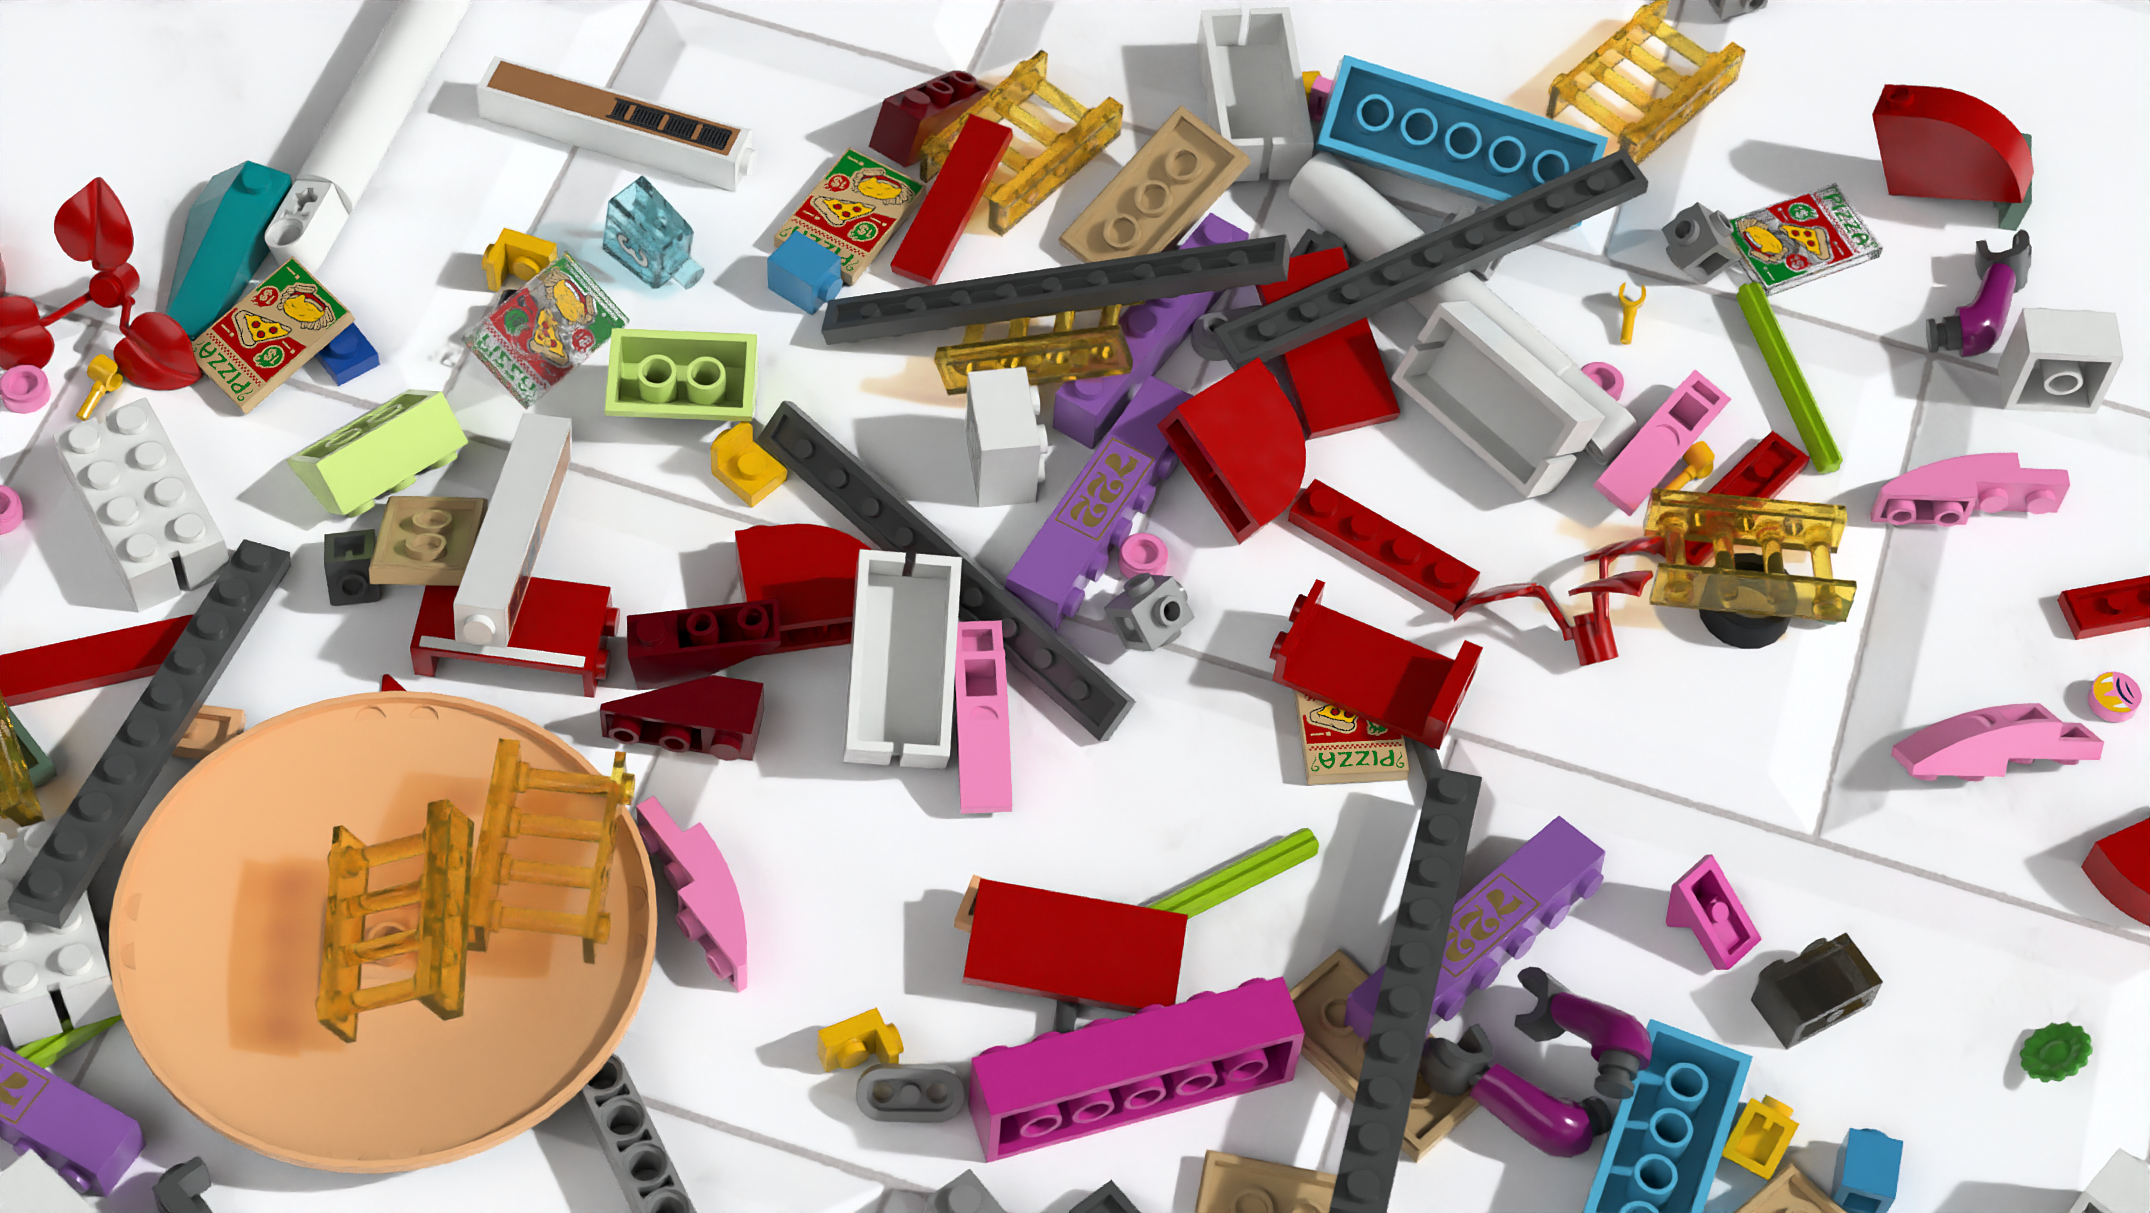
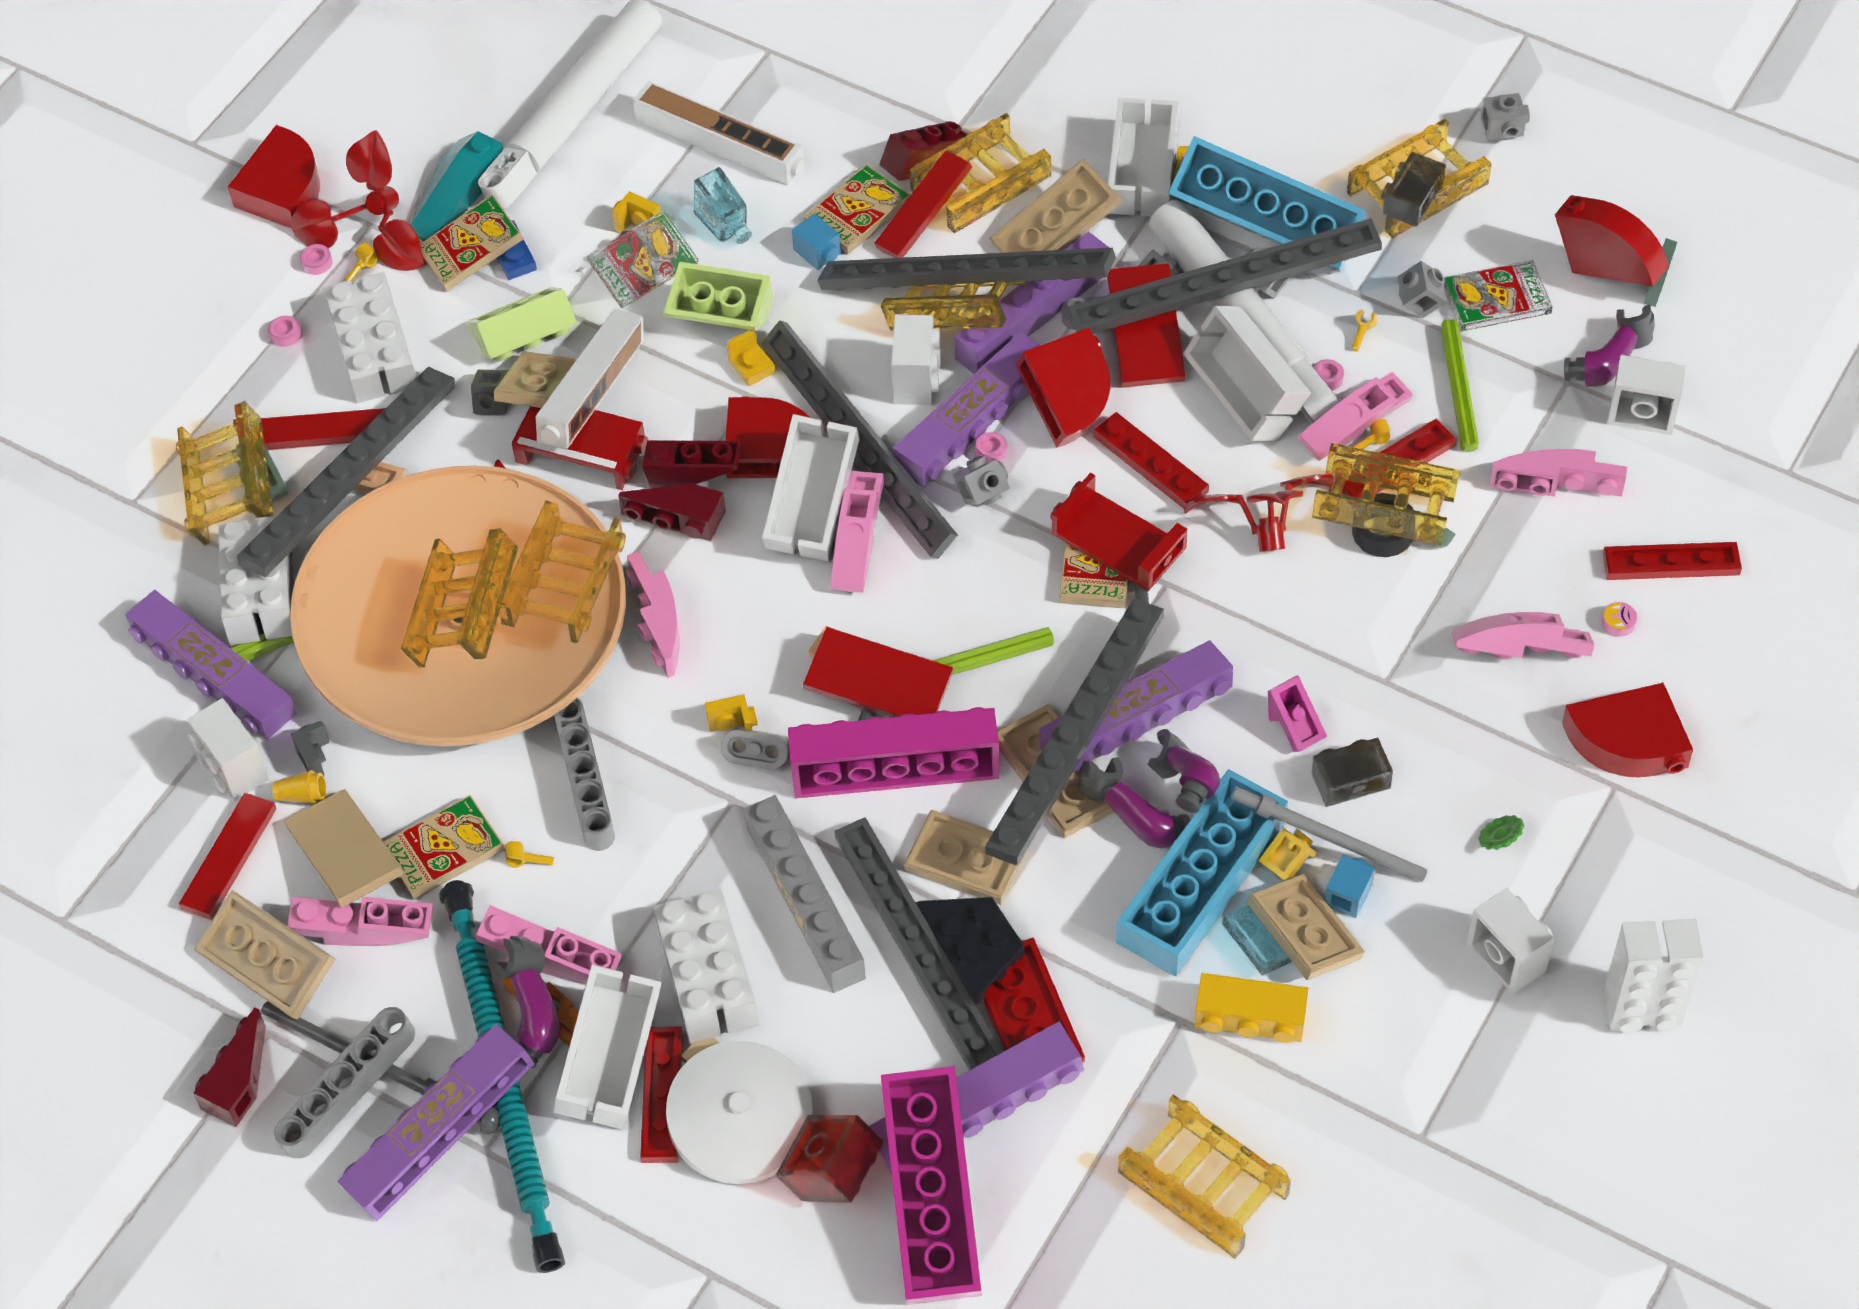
camera: 20 degrees right, 0 degrees up
(1657, 99) = (1413, 189): none -> clear smoke brick
(1733, 1074) = (1266, 807): none -> light grey bar

